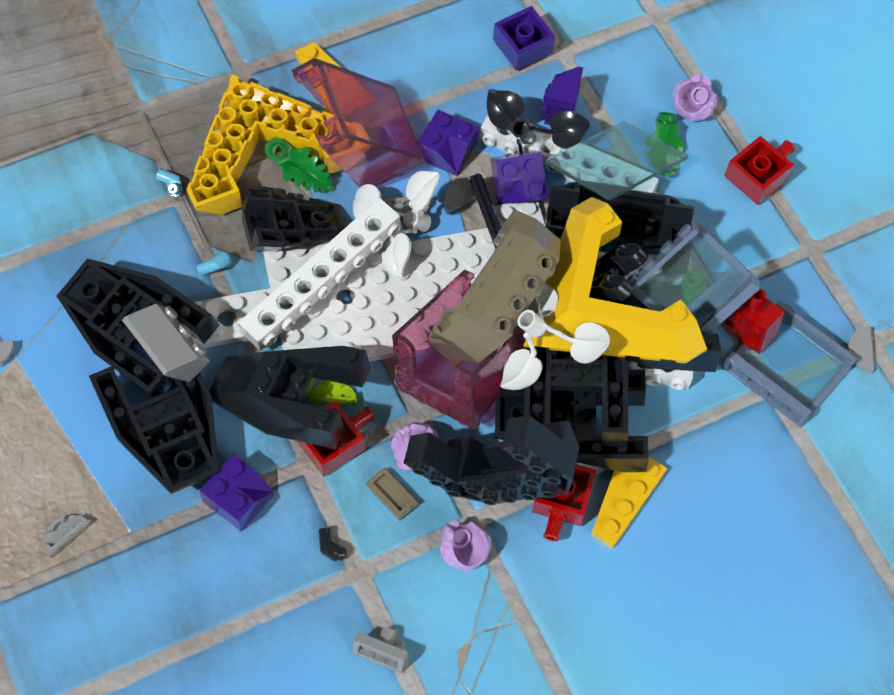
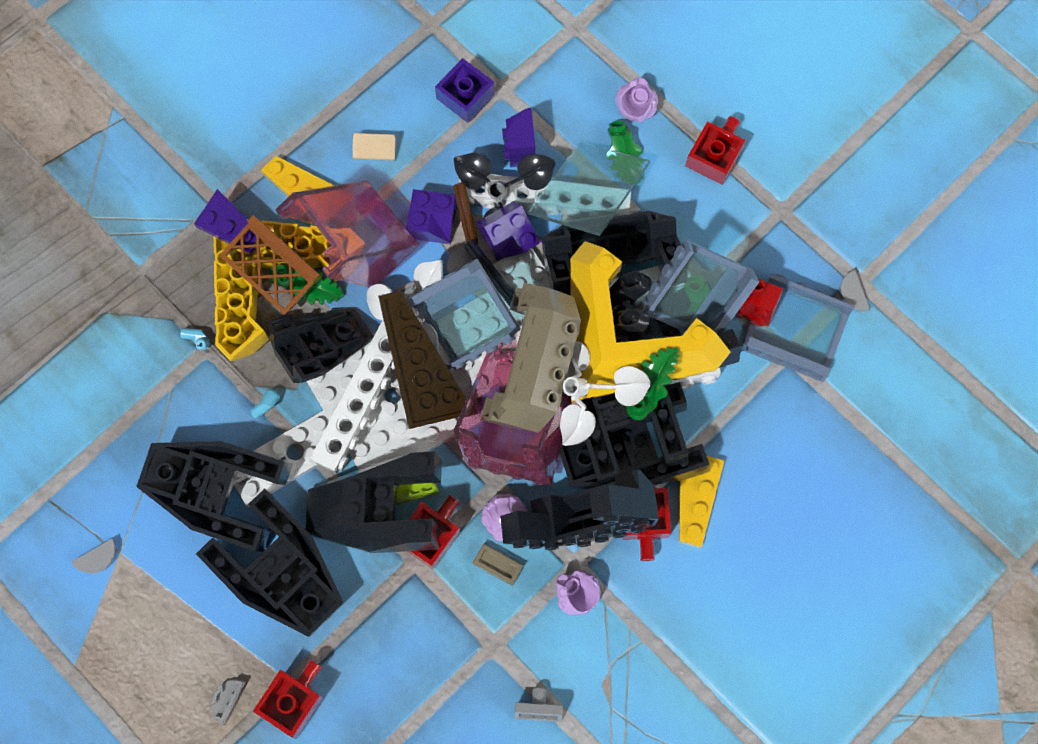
camera: 15 degrees left, 10 degrees up
(127, 552) = (290, 700): none -> red brick
(167, 342) = (255, 503): light grey slope -> none
(236, 492) = (364, 612): dark purple slope -> none
(242, 85) = (224, 221): none -> dark purple wing
(286, 121) = (278, 247): none -> dark orange fence
(329, 548) = (461, 633): black arm -> none
(381, 281) = (422, 376): none -> dark brown wing
(414, 63) = (374, 146): none -> tan slope
(445, 229) = (466, 314): none -> clear light blue panel
(482, 146) = (465, 212): none -> reddish brown axle
(613, 356) = (658, 377): none -> green plant

